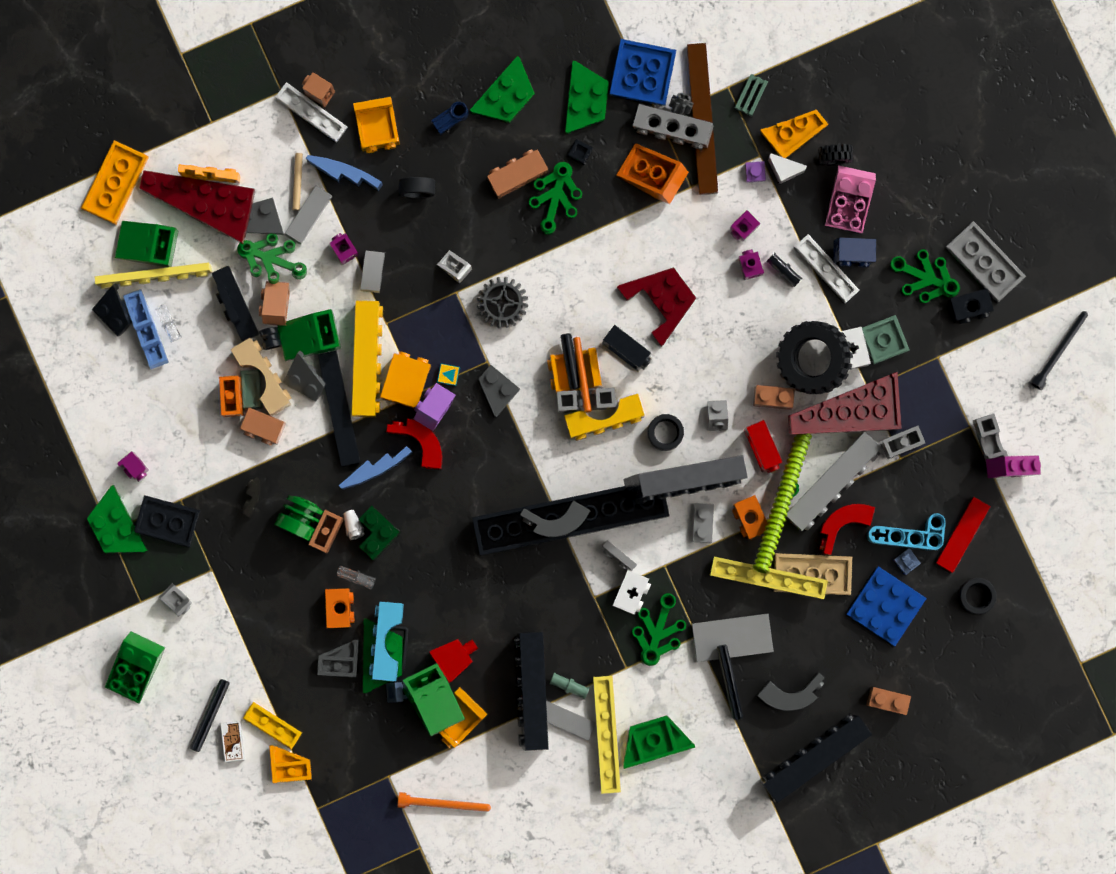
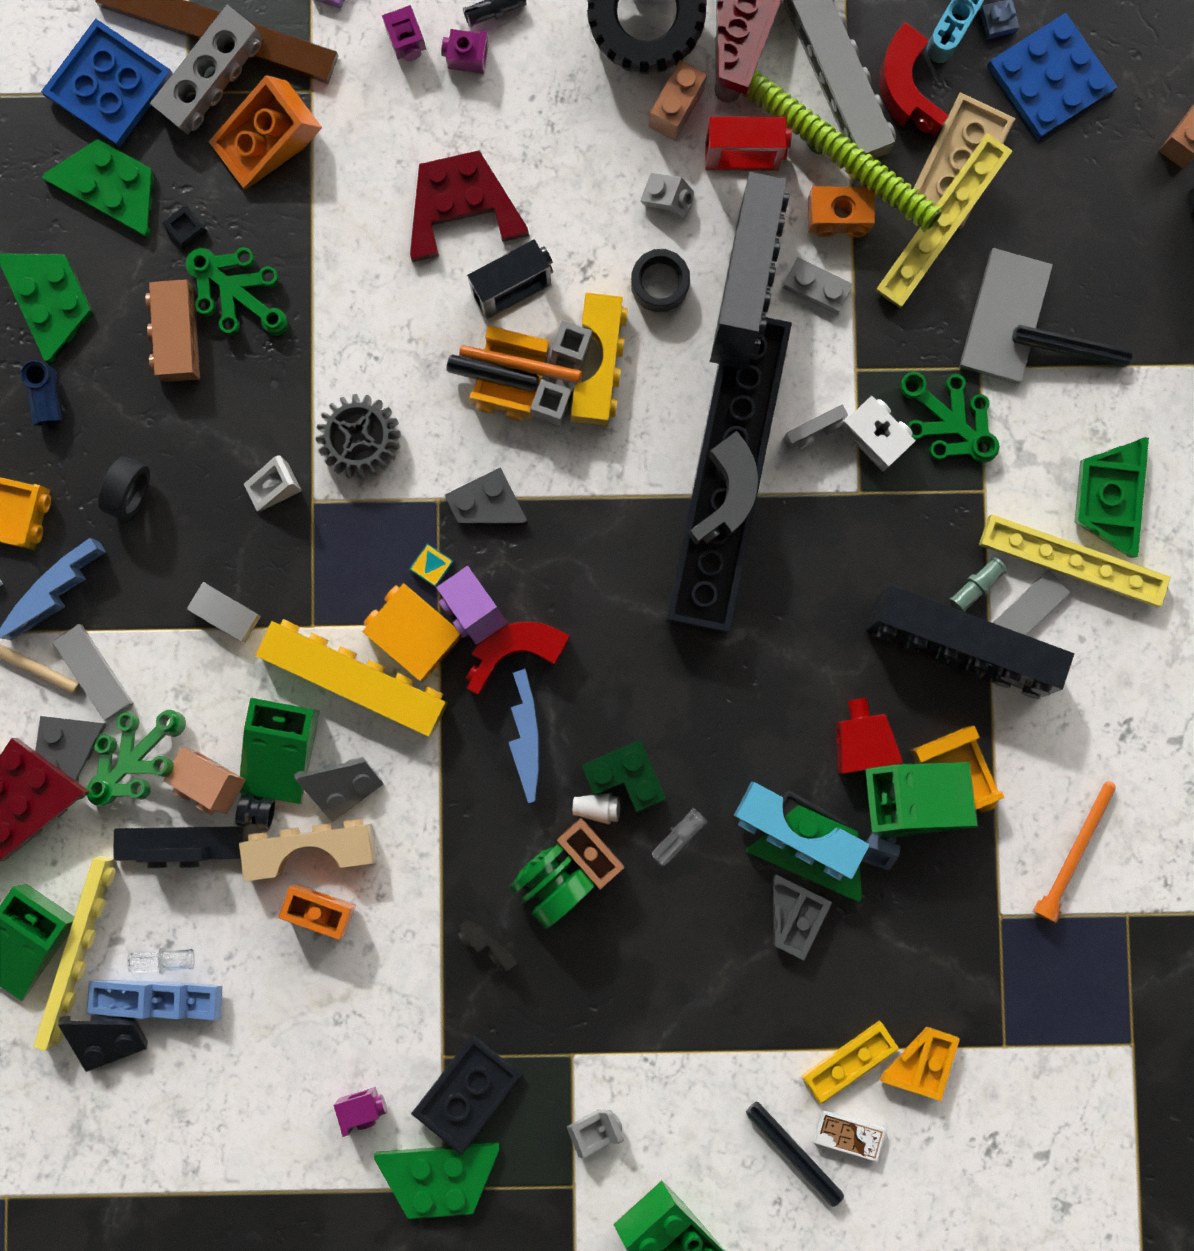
camera: 70 degrees left, 0 degrees up
(251, 389) = (320, 875): sand green tile -> none
(263, 426) = (385, 881): nougat brick -> none
(336, 596) = (729, 897): orange brick -> none
(339, 408) = (409, 753): black tile -> none
(349, 254) = (154, 637): magenta brick -> none
(681, 104) = (178, 44): dark grey gear -> none
(791, 701) = (1138, 266): dark grey arch -> none

